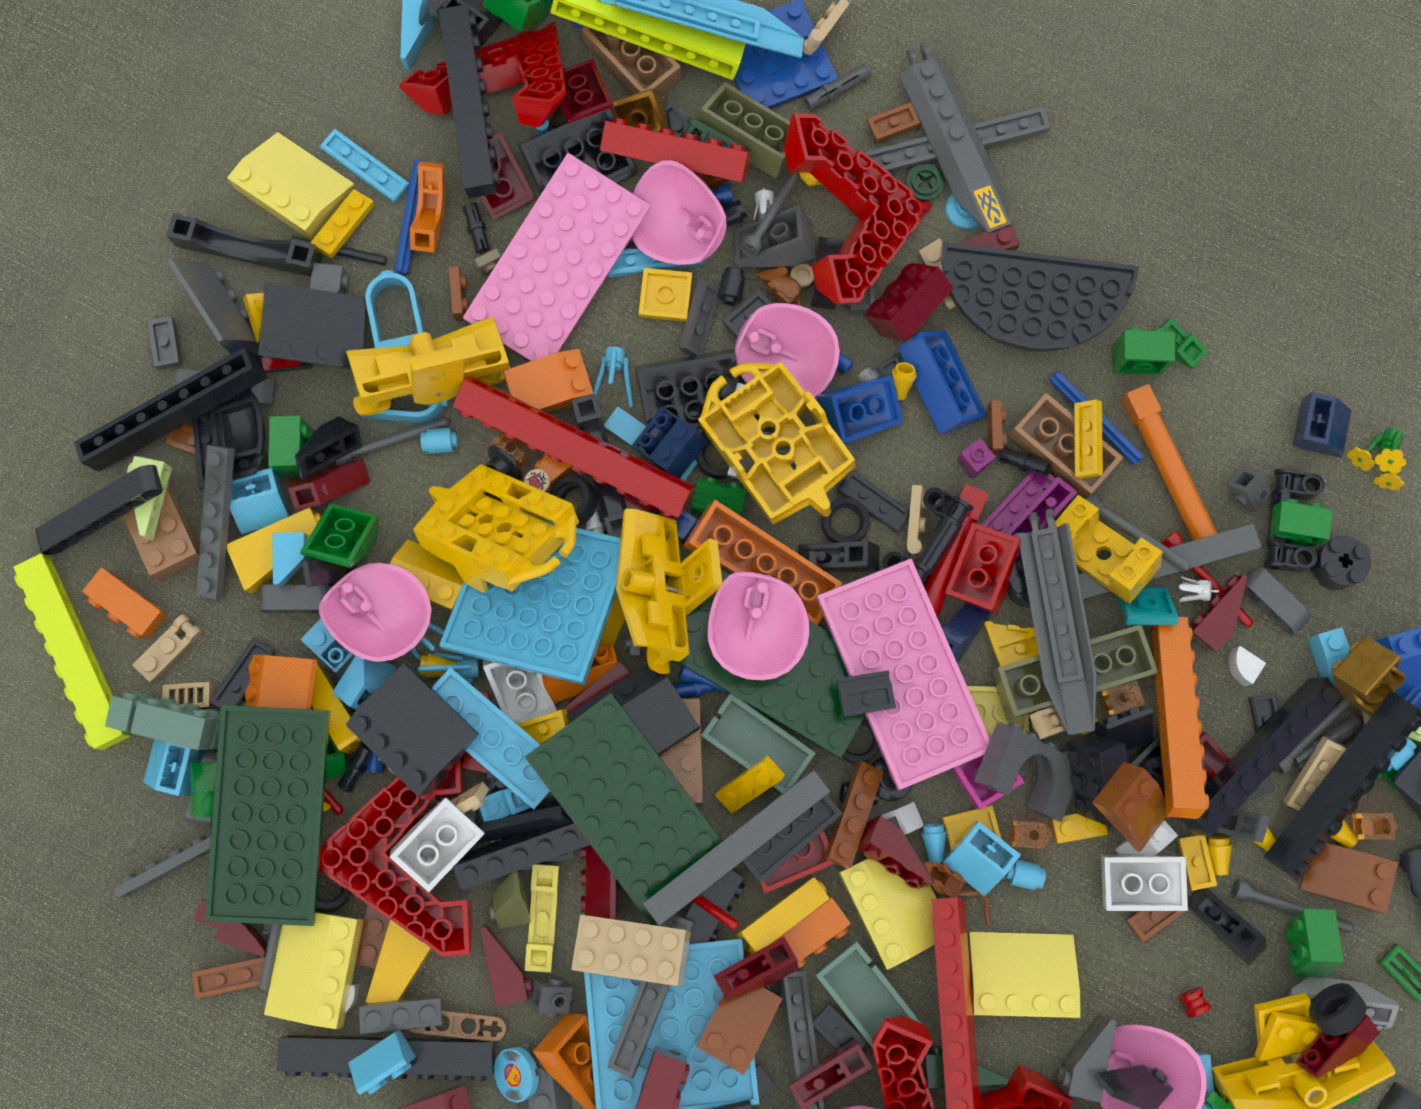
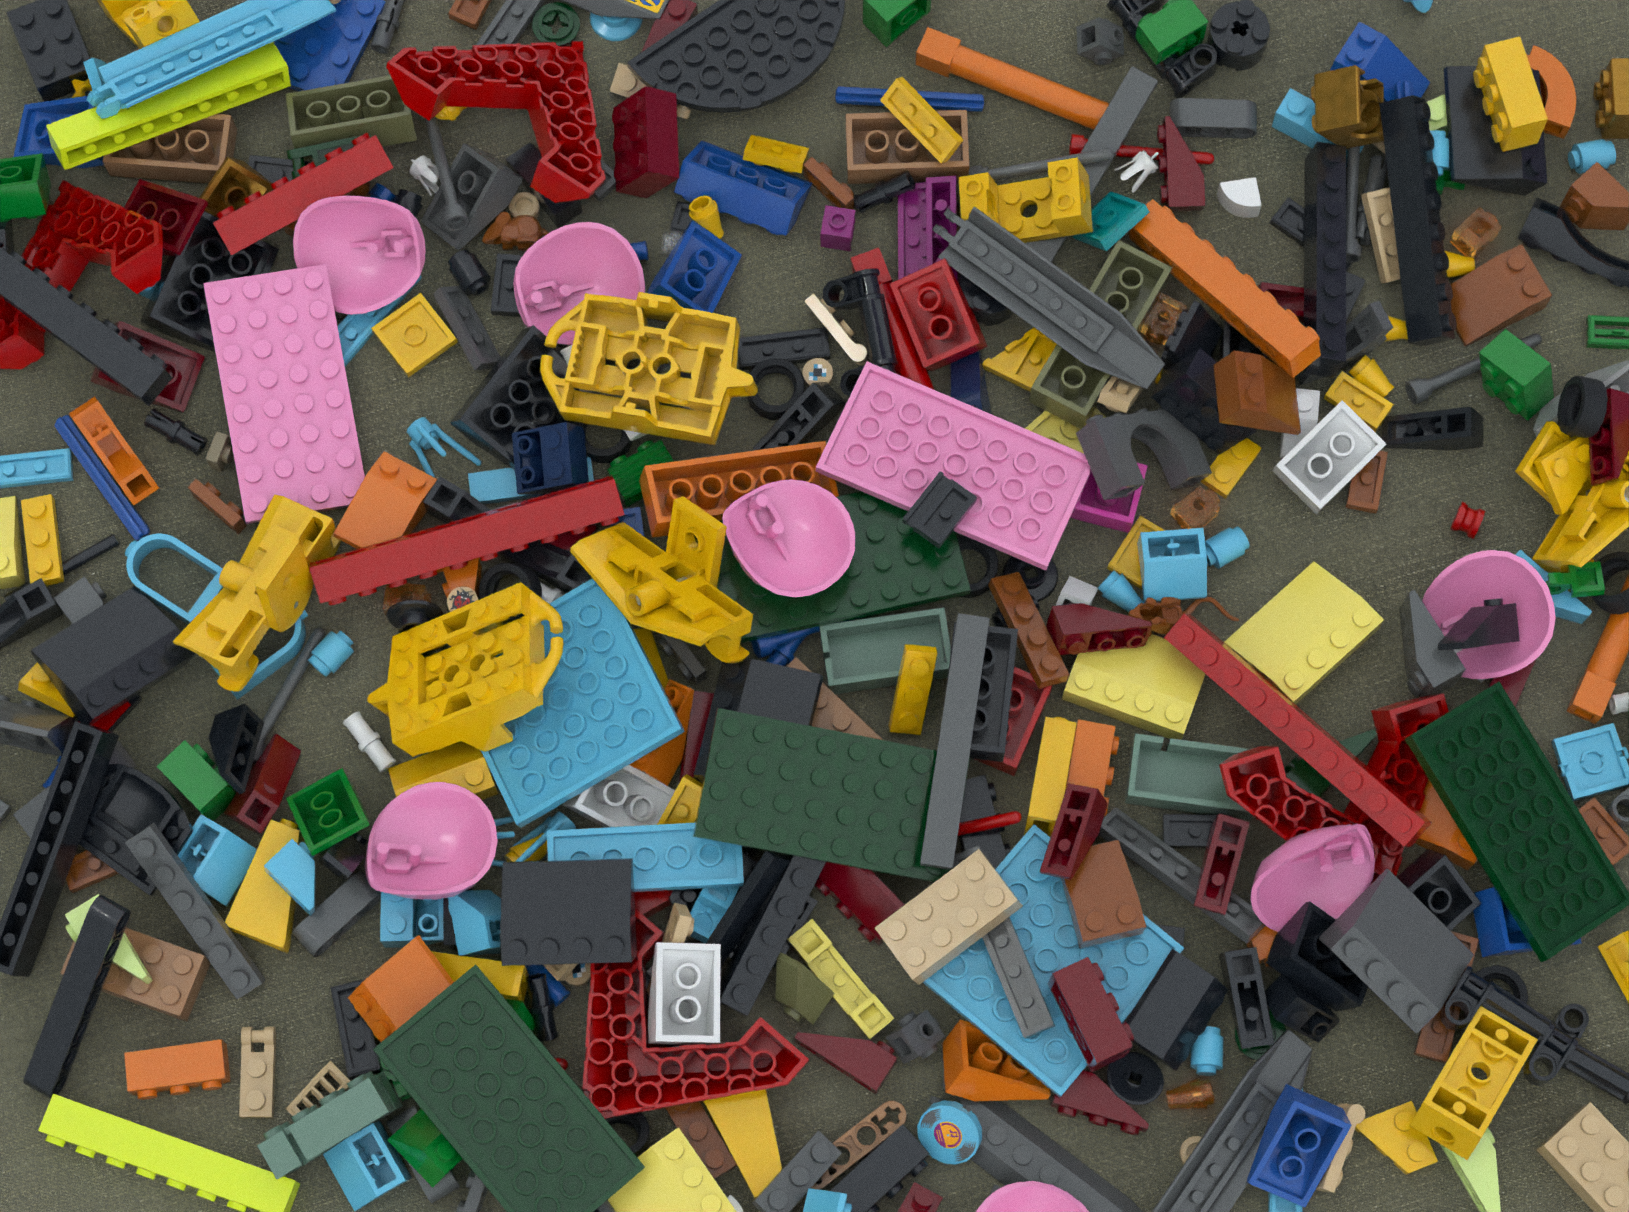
camera: 40 degrees left, 5 degrees down
(411, 513) = (369, 742): none -> white pin
(880, 535) = (817, 371): none -> tan tile
(982, 378) = (775, 154): none -> yellow plate

